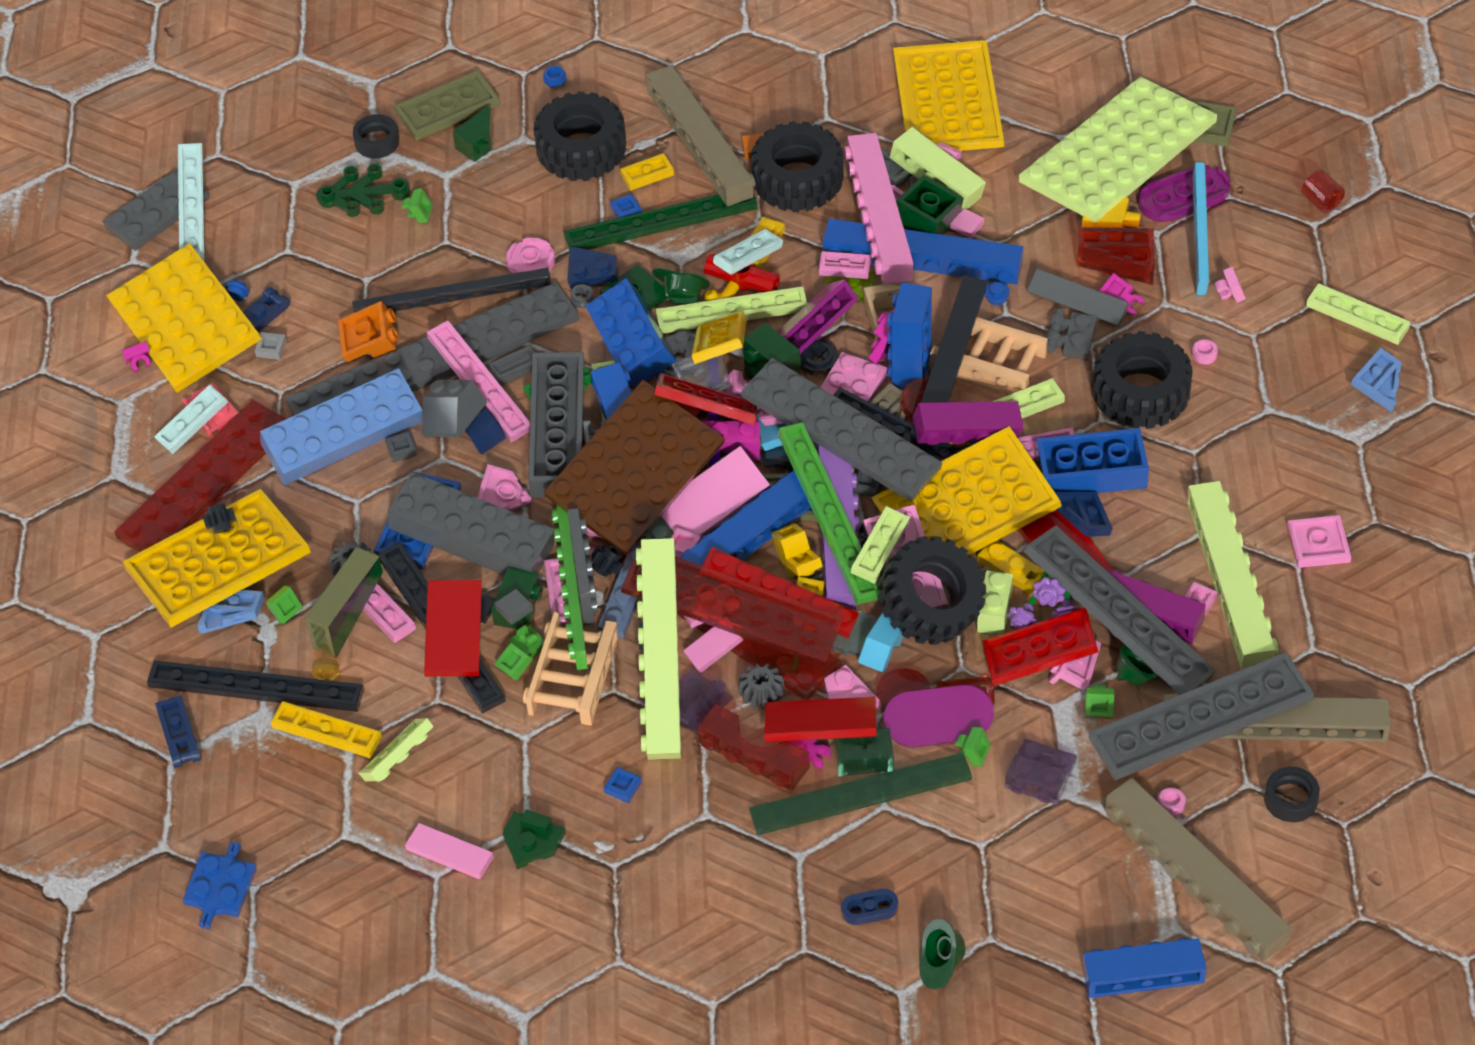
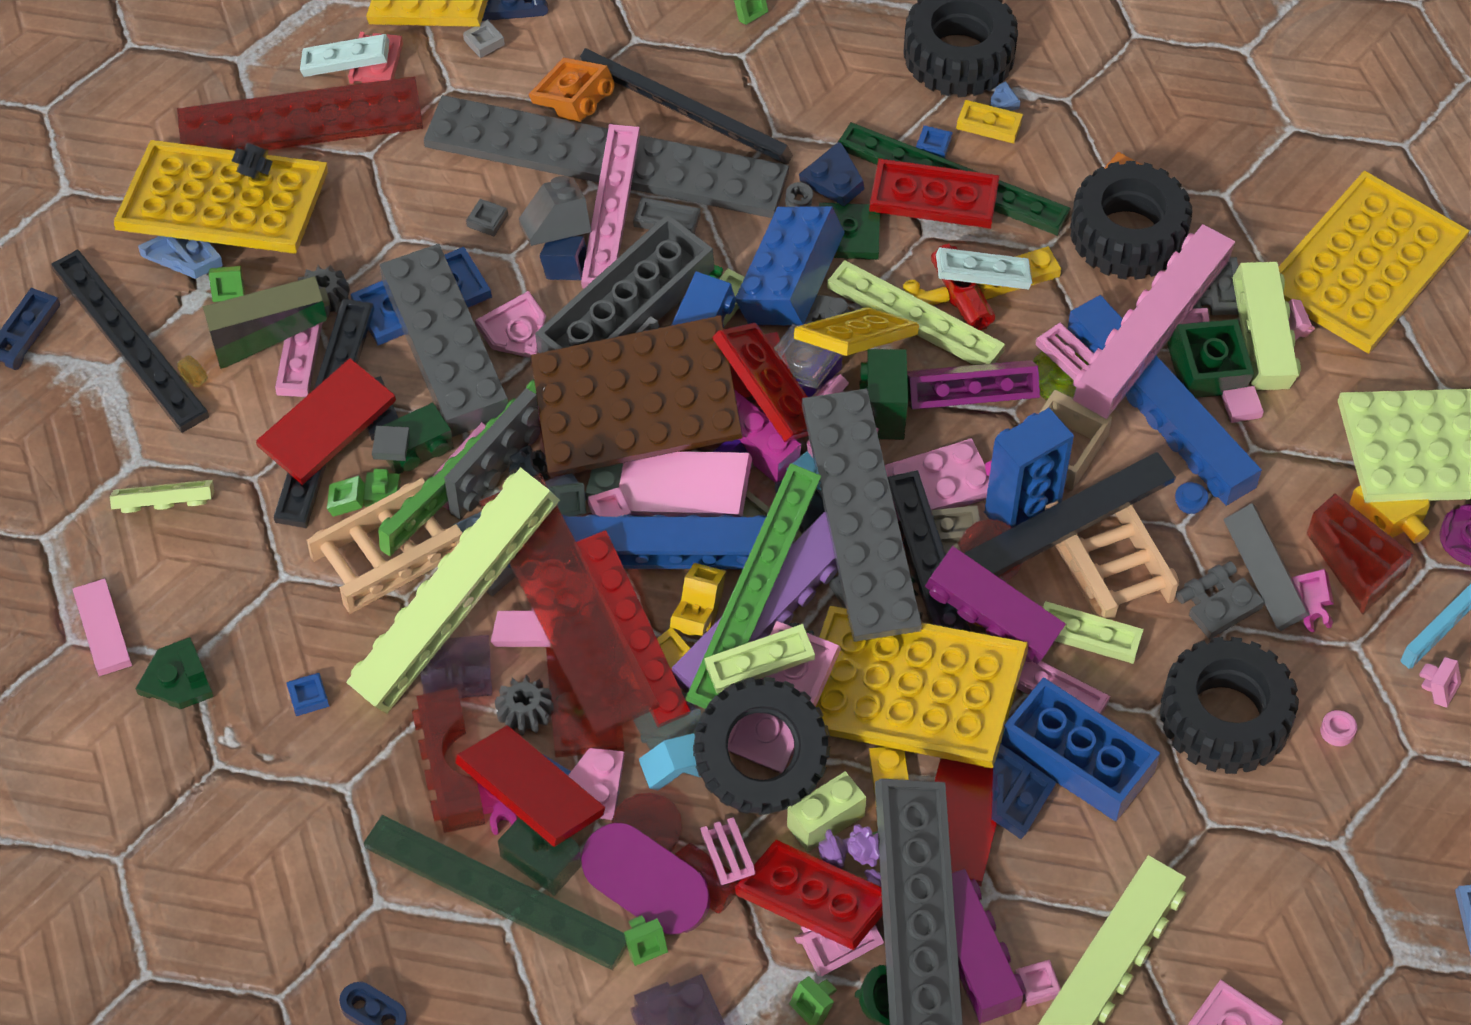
camera: 40 degrees right, 5 degrees up
(326, 729) = (133, 427): yellow plate -> none
(341, 426) = (448, 157): medium blue brick -> none
(530, 255) = (796, 125): bright pink tile -> none
(638, 153) = (1005, 98): none -> medium blue tile
(664, 234) = (934, 193): none -> red tile
(681, 287) = (889, 260): dark green piece -> none
(700, 135) = (1073, 123): dark tan brick -> none
(818, 349) = (957, 420): black gear -> none
(967, 662) = (720, 832): none -> bright pink tile

